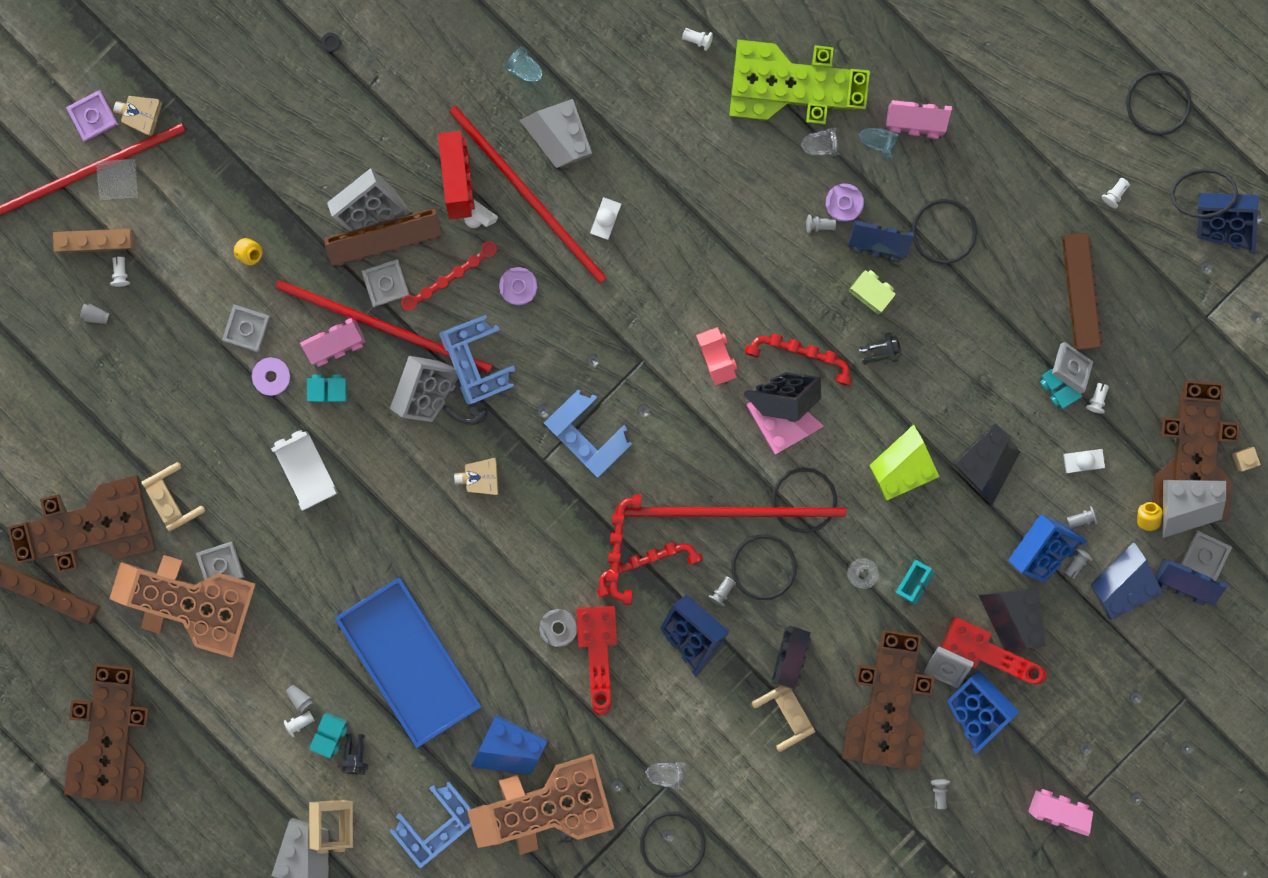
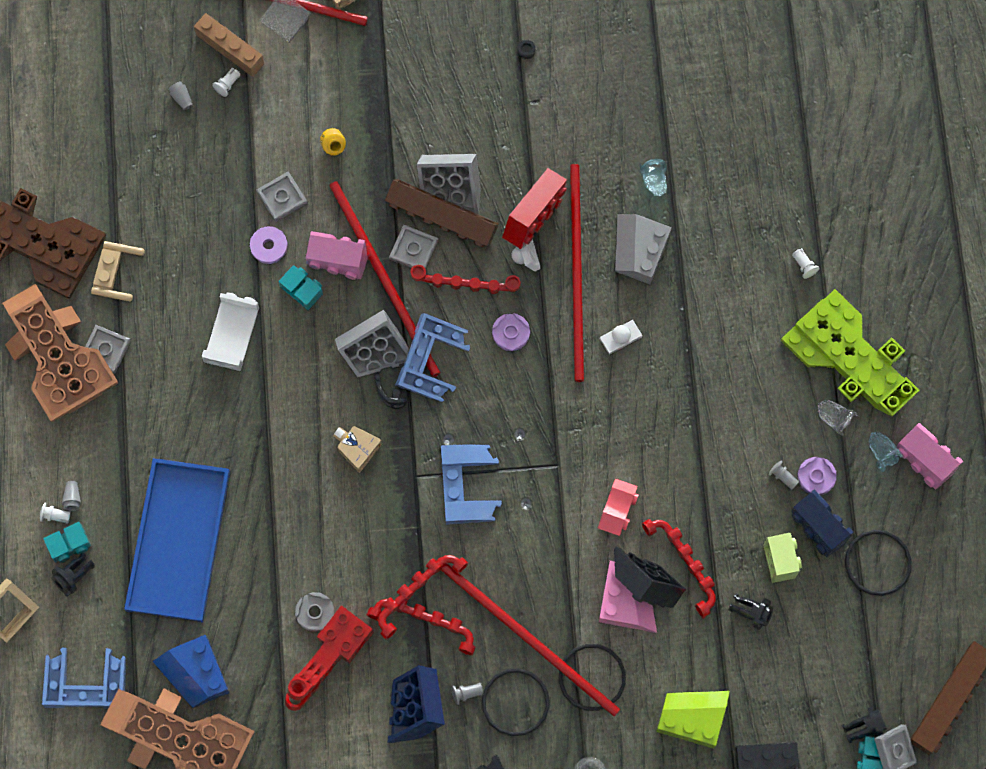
camera: 45 degrees right, 15 degrees down
(1038, 359) = (874, 725): none -> black piece

